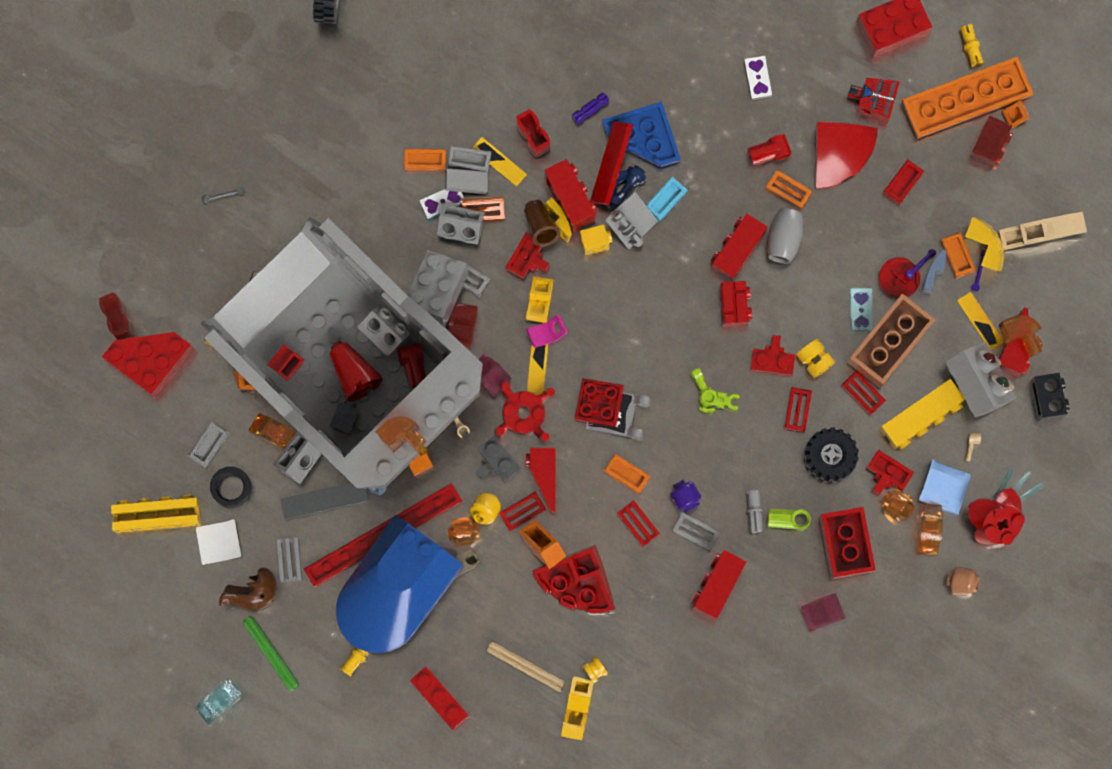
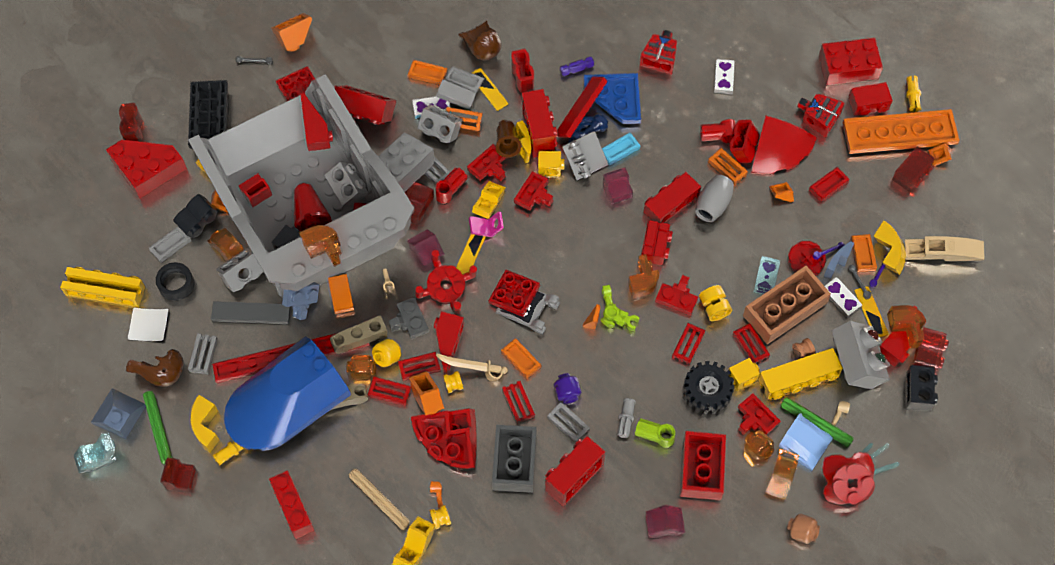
camera: 15 degrees right, 15 degrees down
(197, 279) = (208, 108): none -> black piece
(223, 648) = (118, 413): none -> sand blue slope
(227, 407) = (195, 216): none -> black brick
(256, 148) = (293, 31): none -> orange slope
(286, 216) = (295, 83): none -> red tile
(312, 627) = (201, 415): none -> yellow brick
(312, 699) = (177, 475): none -> clear red piece
(329, 273) = (315, 127): none -> red slope
(370, 223) = (366, 104): none -> red brick
(451, 496) = (359, 335): none -> dark tan leg
(476, 106) = (482, 41): none -> reddish brown piece
(494, 293) = (450, 185): none -> red piece
(500, 547) = (405, 396): none -> red tile
(564, 521) = (453, 382): none -> yellow wheel
(580, 638) = (436, 487): none -> orange hand
(586, 278) = (534, 192): none -> red hinge
(595, 495) = (487, 367): none -> tan sword
(653, 588) = (514, 458): none -> dark grey brick
(676, 247) = (617, 185): none -> clear pink piece
(680, 67) = (660, 52): none -> red torso
(690, 411) = (592, 319): none -> orange slope
(737, 353) = (646, 282): none -> clear orange brick
(801, 155) = (744, 141): none -> red brick
(855, 205) = (782, 191): none -> orange slope
(864, 430) = (744, 373): none -> yellow brick
(920, 386) = (803, 349): none -> nougat wheel
(926, 66) = (870, 99): none -> red brick
(946, 313) = (843, 298): none -> tile
(951, 461) = (837, 434): none -> bright green axle
(971, 302) = (867, 295): none -> dark grey hinge
(1052, 355) = (931, 348): none -> clear red brick

